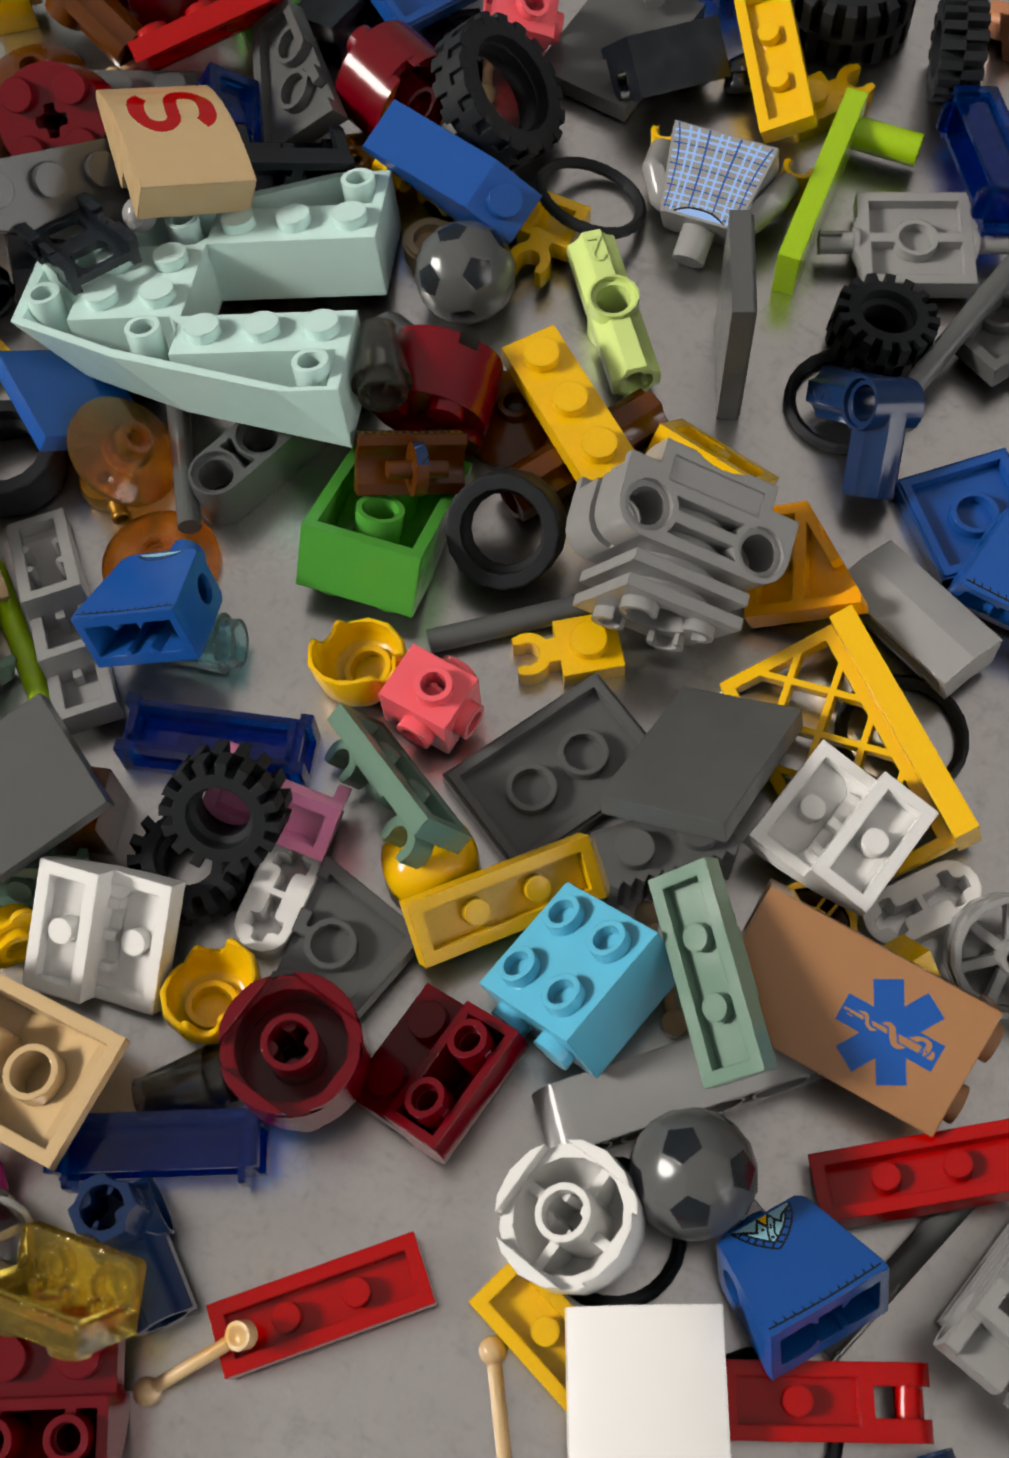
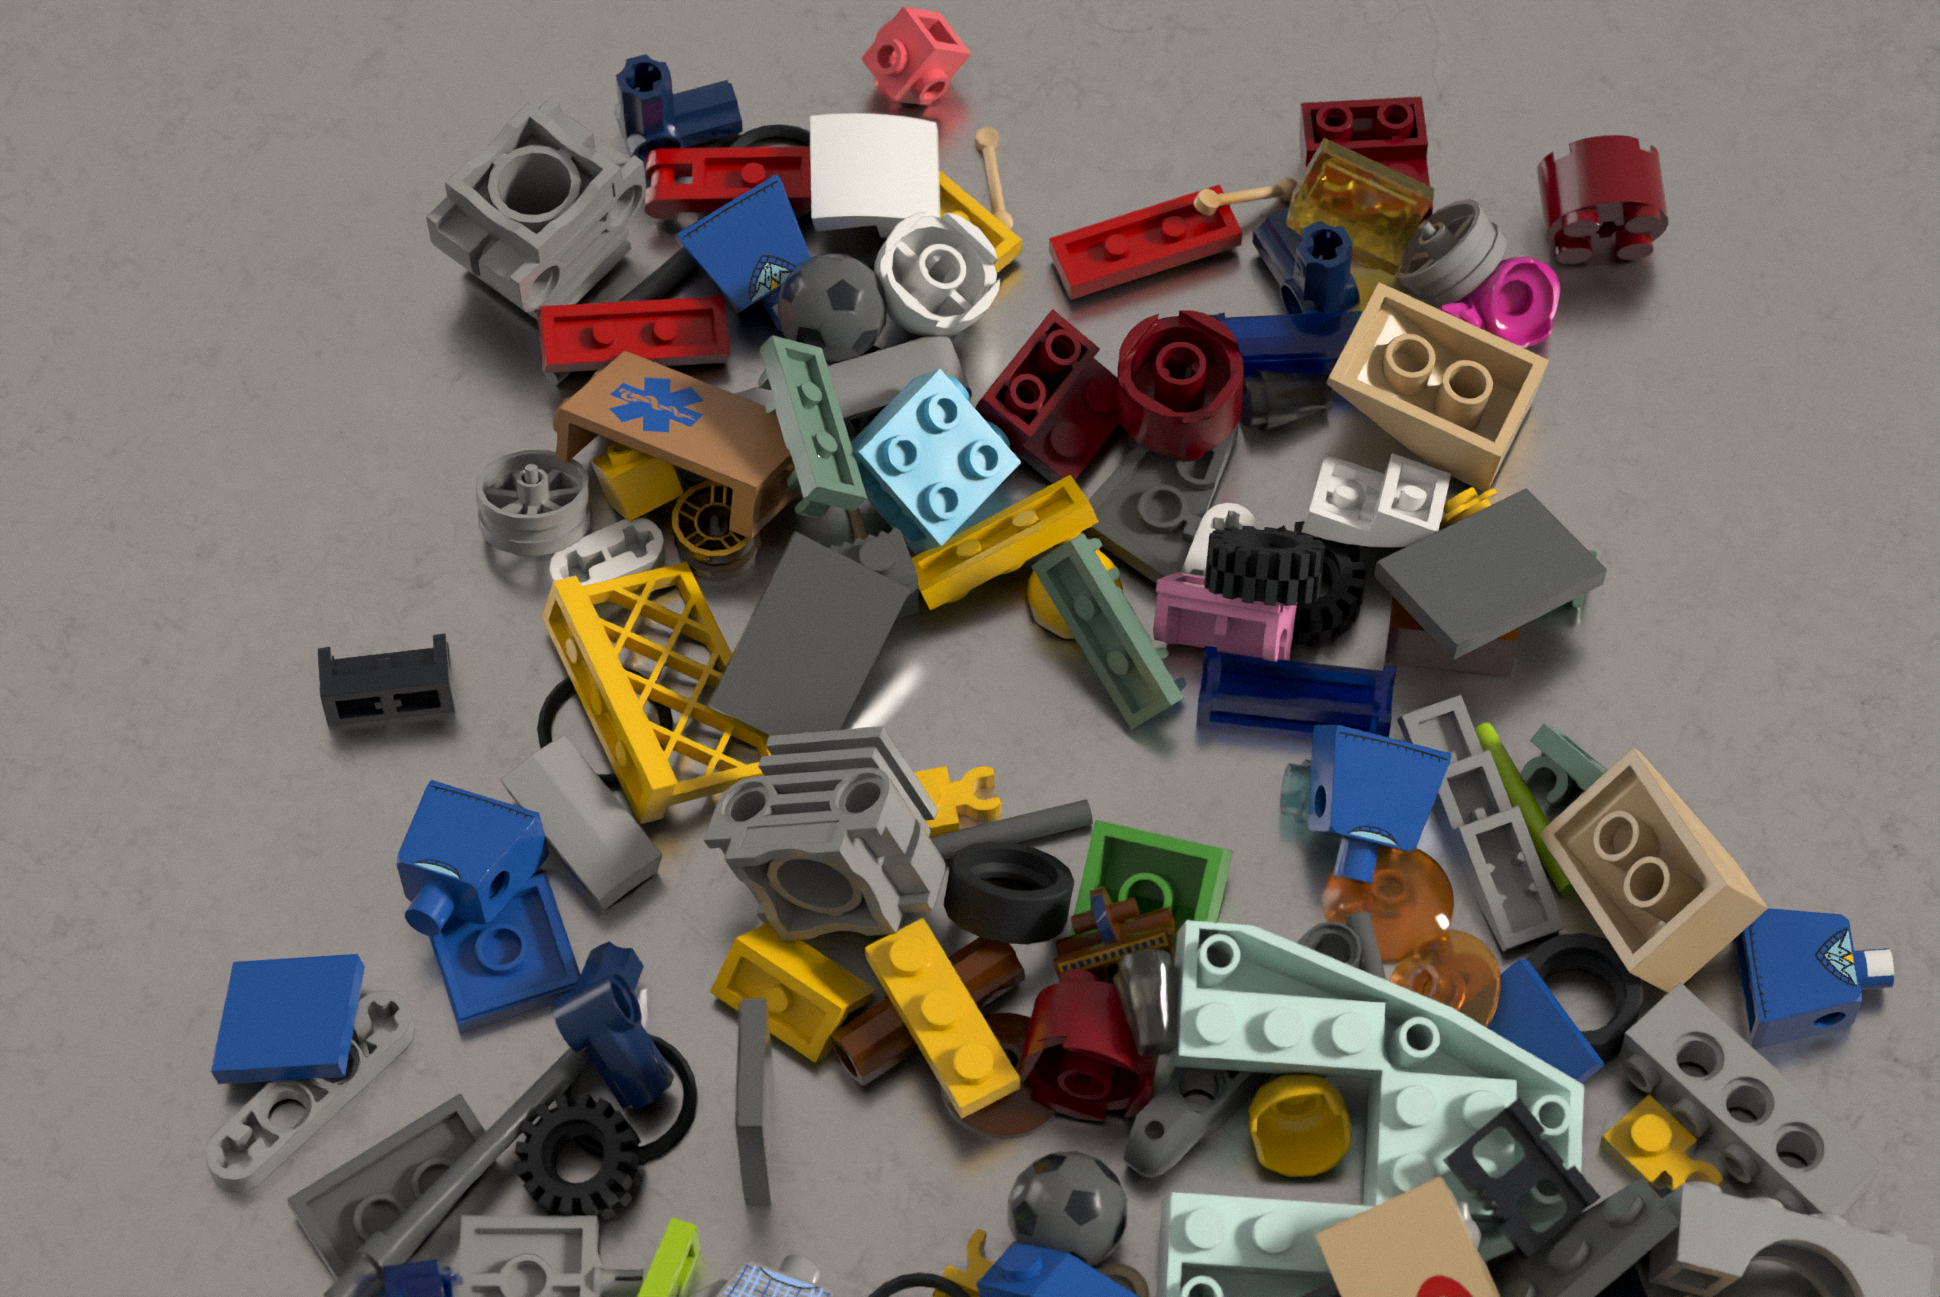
camera: 175 degrees right, 5 degrees down
(204, 987) = (1268, 461): yellow hair -> none
(356, 660) = (1159, 765): yellow hair -> none
(432, 699) = (1078, 723): coral brick -> none
(547, 770) = (957, 679): dark grey tile -> none
(613, 313) = (881, 1148): yellowish green piece -> none
(814, 580) = (694, 881): light orange wing -> none
(841, 829) = (680, 594): white slope -> none

